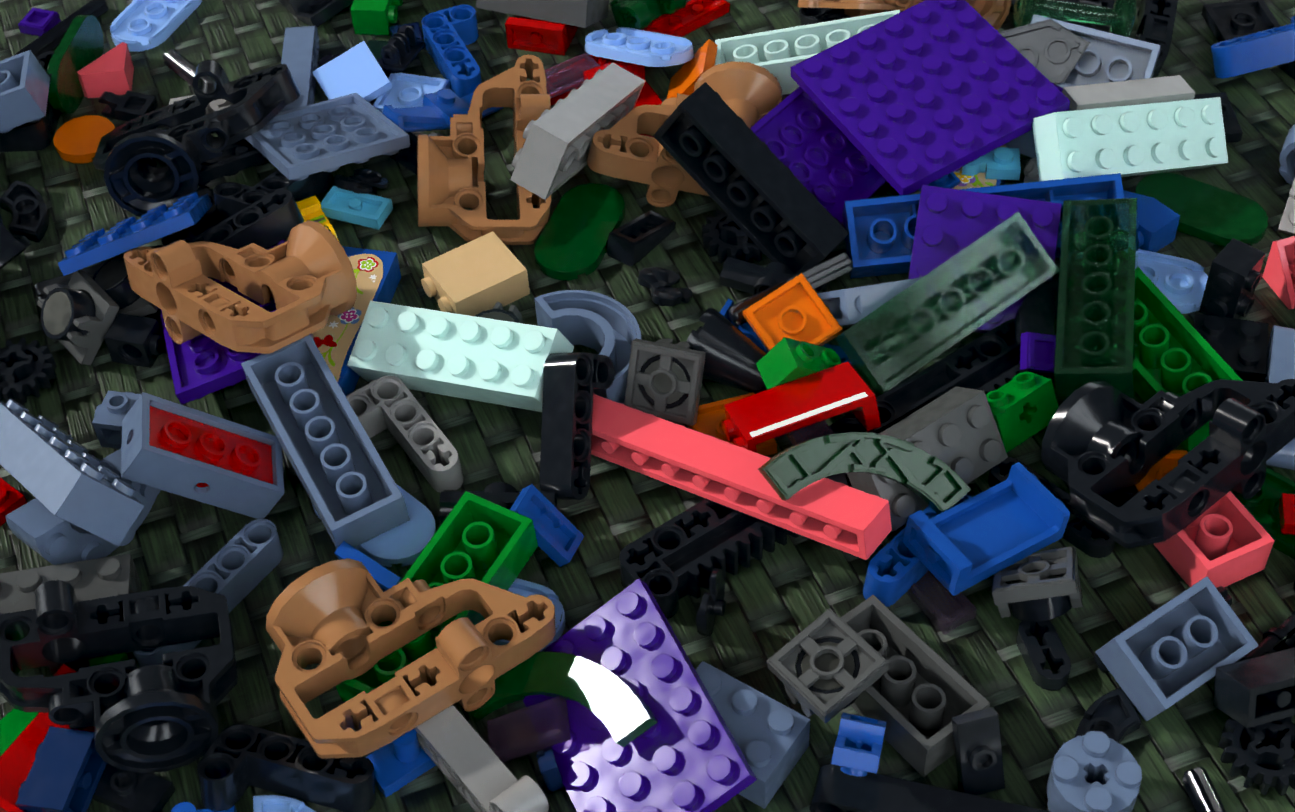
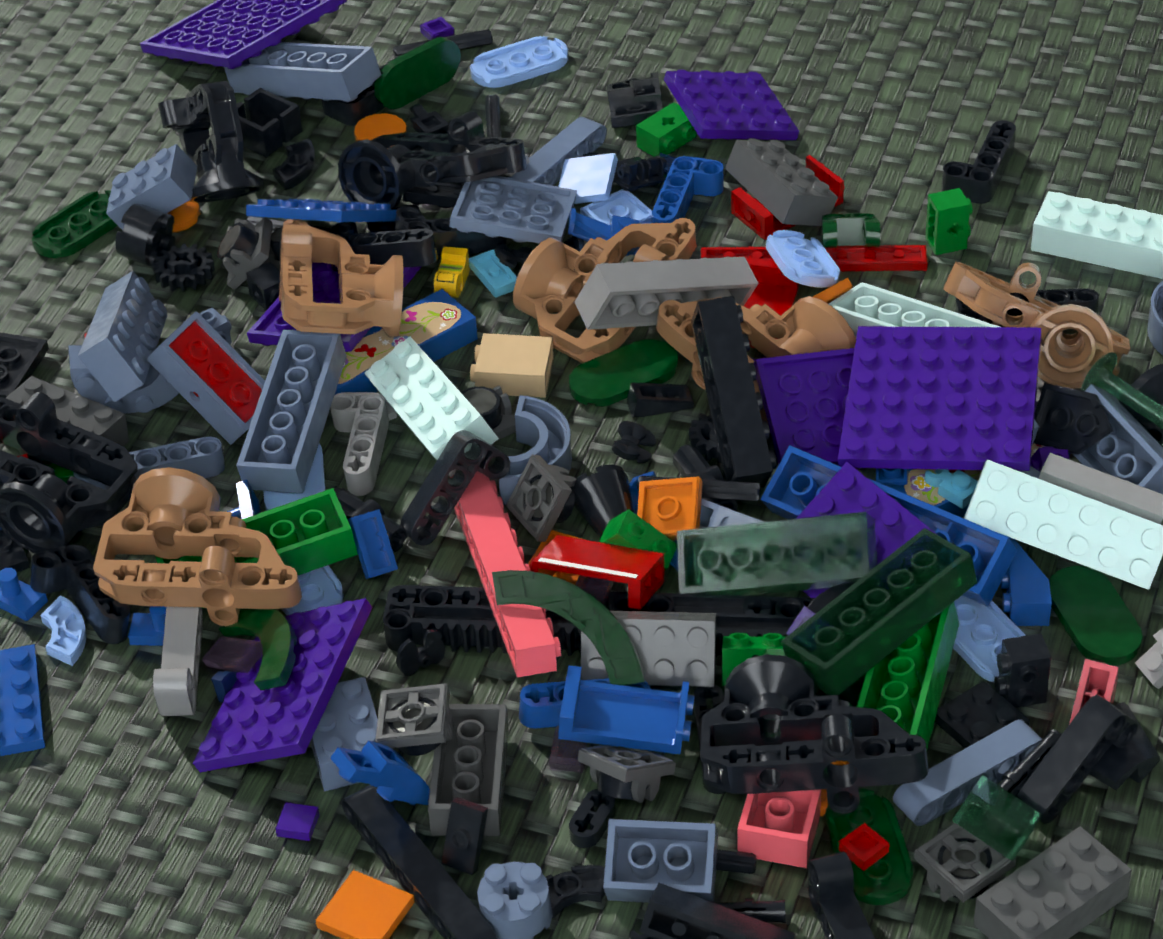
camera: 40 degrees right, 5 degrees down
(108, 73) = (439, 92): coral slope -> none
(568, 74) = (738, 249): clear purple tile -> none

